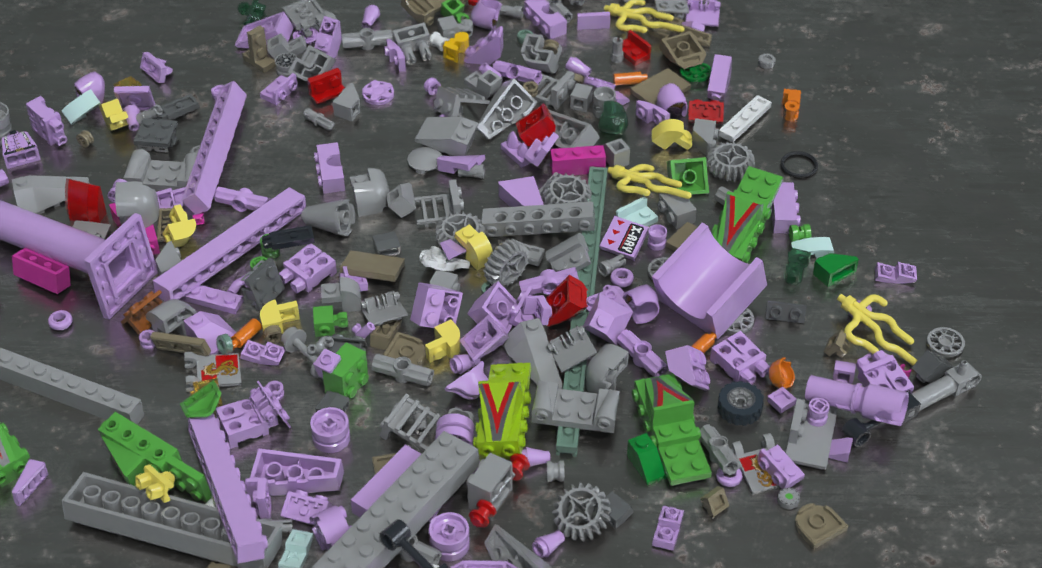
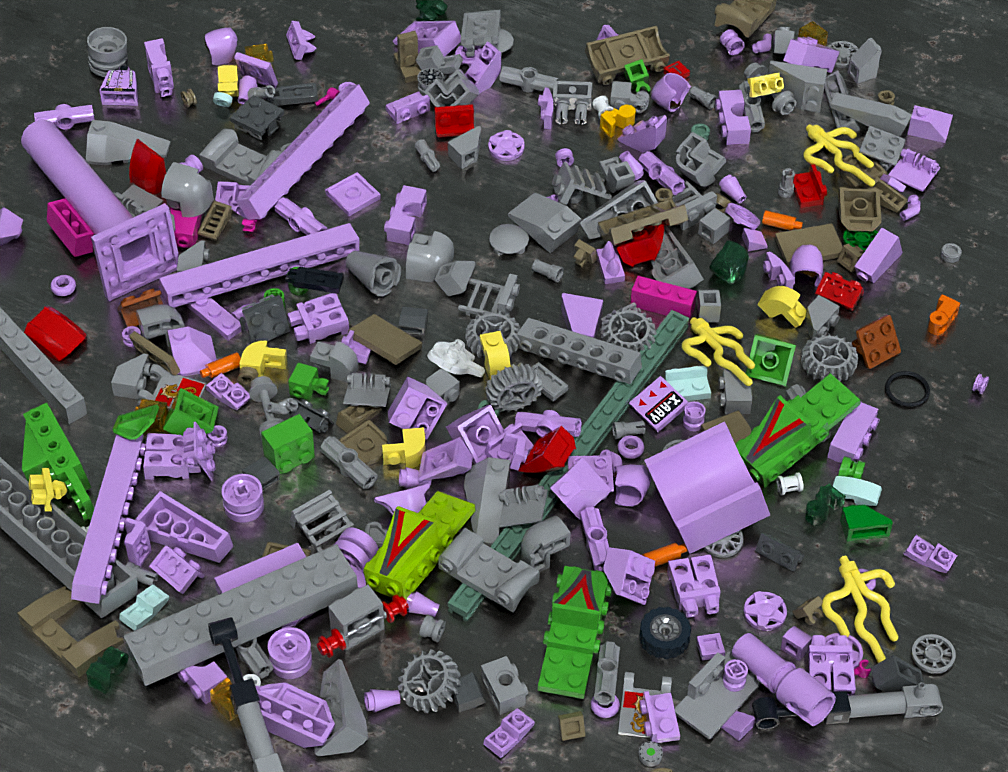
camera: 25 degrees right, 5 degrees up
(78, 359) = (54, 333): none -> red slope
(80, 107) = (201, 61): light aqua slope -> none
(116, 130) = (222, 99): none -> light aqua tile
(169, 372) = (131, 377): none -> light grey slope
(180, 229) = (222, 233): light yellow brick -> none
(208, 98) = (331, 94): none -> dark pink hand
(224, 344) = (195, 369): sand green tile -> none
(239, 380) = (188, 409): none -> bright green slope
(273, 167) = (353, 194): none -> lavender tile
(327, 362) = (268, 427): lavender bracket -> none
(329, 526) = (181, 594): lavender brick -> none
(363, 331) = (333, 405): lavender arm -> none
(371, 14) = (549, 53): lavender cone -> none
(452, 163) = (540, 256): lavender slope -> none
(452, 249) = (469, 350): lavender slope -> none
(494, 148) = (584, 253): none -> dark tan tile
(517, 117) = (619, 228): none -> dark tan piece
(539, 149) = (628, 271): lavender bracket -> none
(551, 45) = (710, 156): dark tan bush -> none
(569, 254) = (585, 401): light grey brick -> none
(594, 20) = (784, 138): lavender tile -> none
(599, 96) = (733, 232): light grey wheel -> none
(641, 492) = (504, 697): none -> light grey brick
(645, 458) = (529, 653): green slope -> none
(698, 86) = (849, 256): none -> dark tan tile
(719, 39) = (913, 208): none -> lavender arm
(744, 118) = (896, 307): white plate -> none
(759, 137) = (877, 341): none -> dark orange bracket
(765, 255) = (789, 483): none -> white bush
(781, 373) = (727, 619): orange hair -> none
(803, 357) = (765, 611): none -> lavender wheel
(850, 142) = (980, 384): none -> lavender bush

